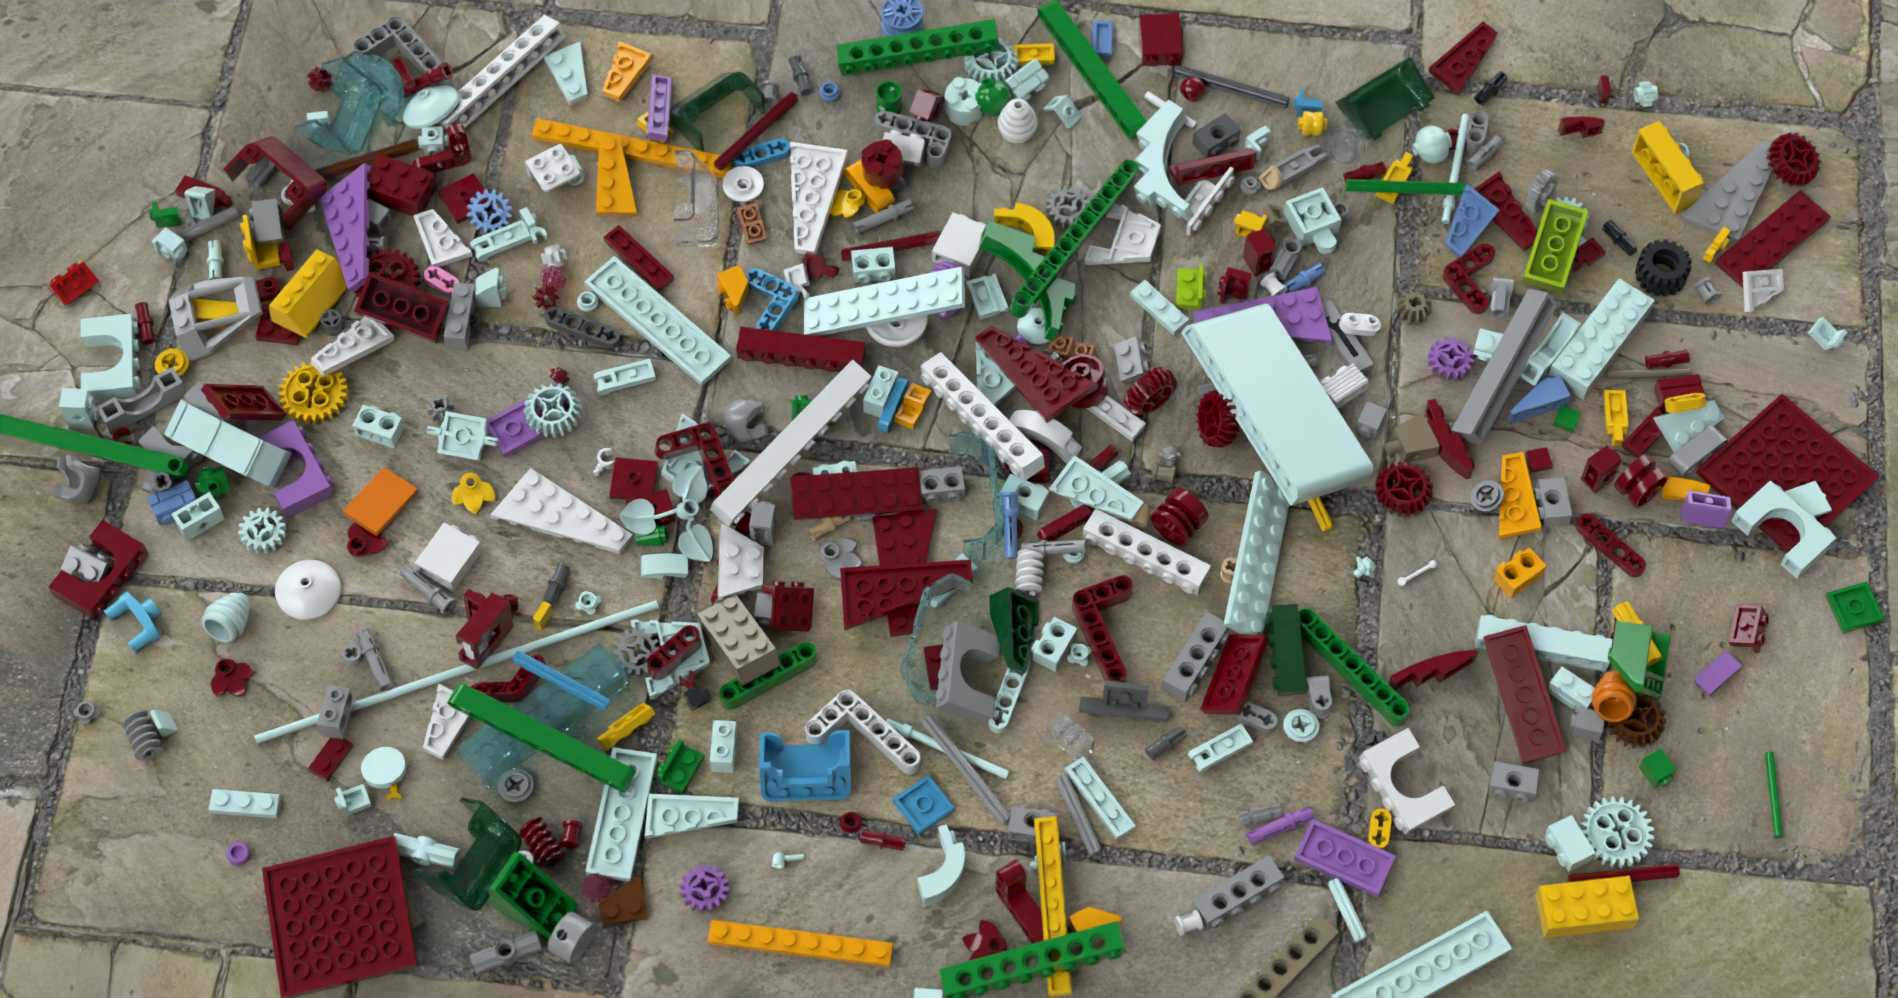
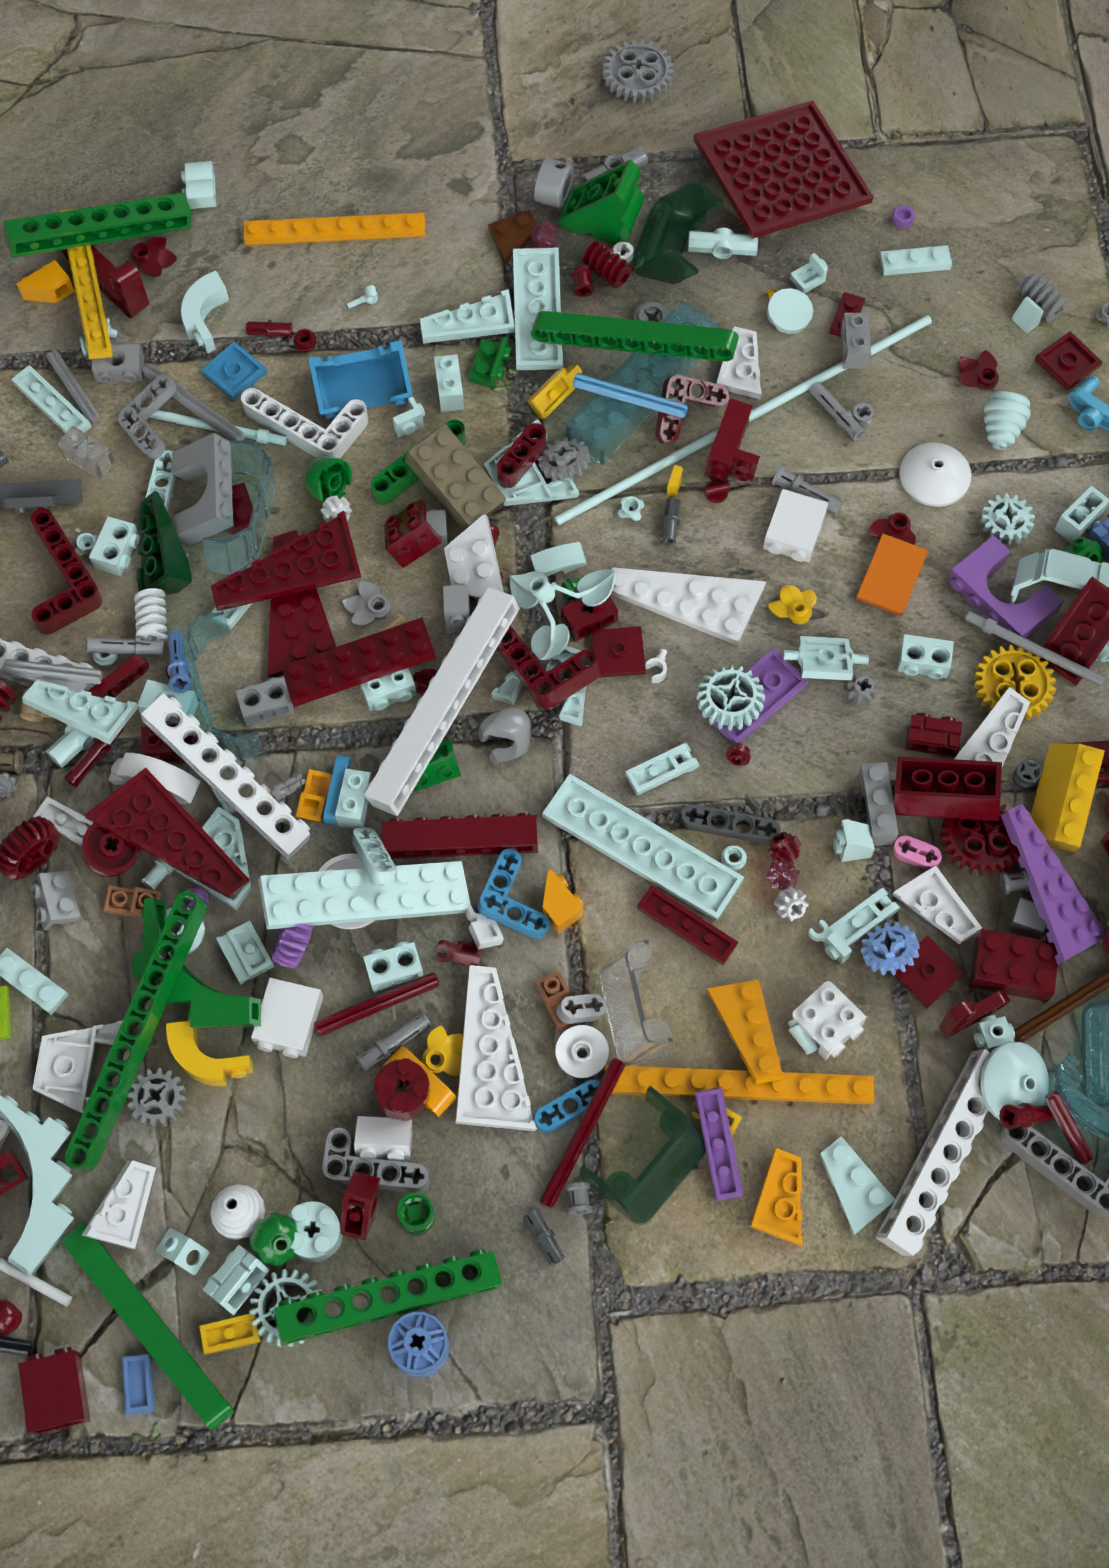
camera: 170 degrees right, 5 degrees up
(145, 670) = (1068, 361): none -> dark red plate
(314, 432) = (990, 626): none -> light grey bar
(395, 363) = (933, 735): none -> dark red brick
(694, 695) = (490, 428): black piece -> none
(714, 885) = (435, 254): medium lavender gear -> none
(736, 211) = (582, 1013): none -> light grey beam
(766, 717) = (411, 420): none -> light aqua bracket
(829, 87) = (496, 1212): medium blue plate -> none
(851, 640) = (334, 506): none -> white gear
(856, 670) = (327, 477): none -> green cylinder
(868, 332) = (373, 855): none -> light aqua beam
(932, 406) = (288, 786): none -> light grey axle
(1016, 766) = (141, 414): none -> light grey beam
(1100, 137) = (123, 1208): none -> white wing
(1117, 526) = (53, 671): none -> light grey axle

